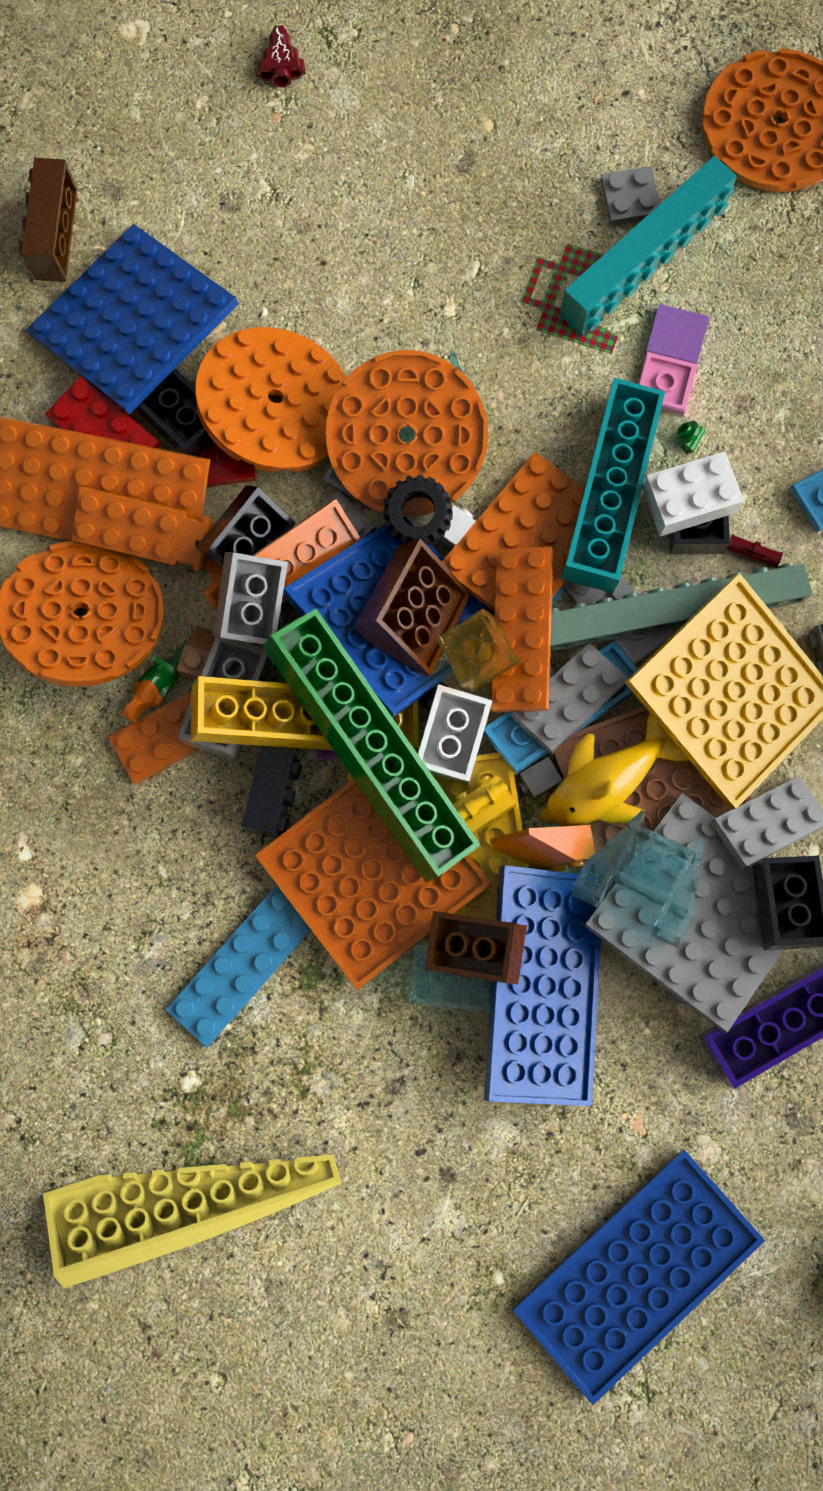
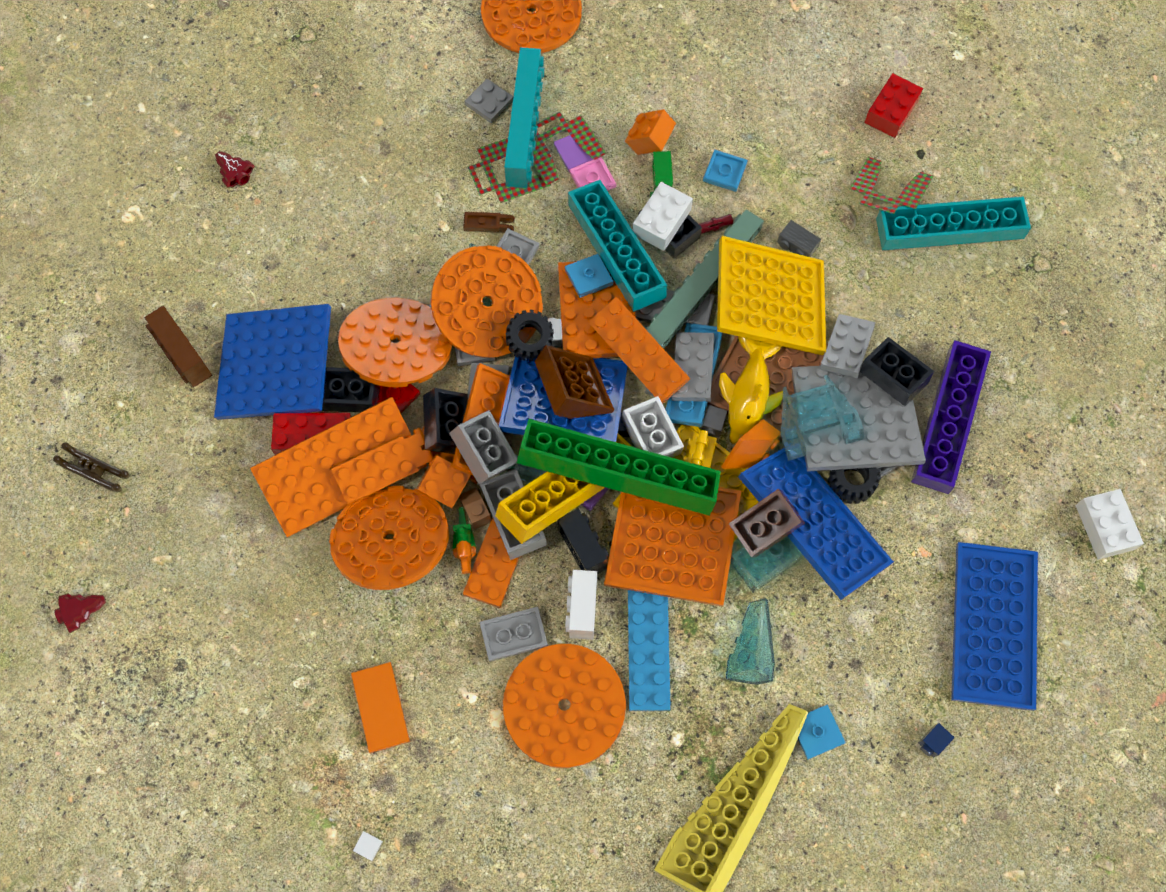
camera: 45 degrees left, 10 degrees down
(65, 937) = (556, 735): none -> orange plate
(120, 825) = (513, 634): none -> light grey plate
(182, 600) = (443, 481): none -> orange brick
(211, 857) = (581, 604): none -> white brick
(339, 1212) = (819, 733): none -> dark azure plate
(347, 1067) = (754, 653): none -> clear light blue wedge
(451, 1335) = (935, 740): none -> dark blue brick
(477, 650) = (628, 376): clear yellow brick -> none
(498, 340) = (487, 222): none -> reddish brown hinge
(503, 399) = (519, 245): none -> light grey plate
(551, 495) = (588, 275): none -> dark azure plate
(618, 995) = (854, 492): none -> black tyre
(689, 435) = (629, 193): green plate -> none
(698, 317) = (579, 132): none -> piece
(749, 441) = (662, 169): none -> green piece
(777, 380) = (650, 132): none -> orange brick

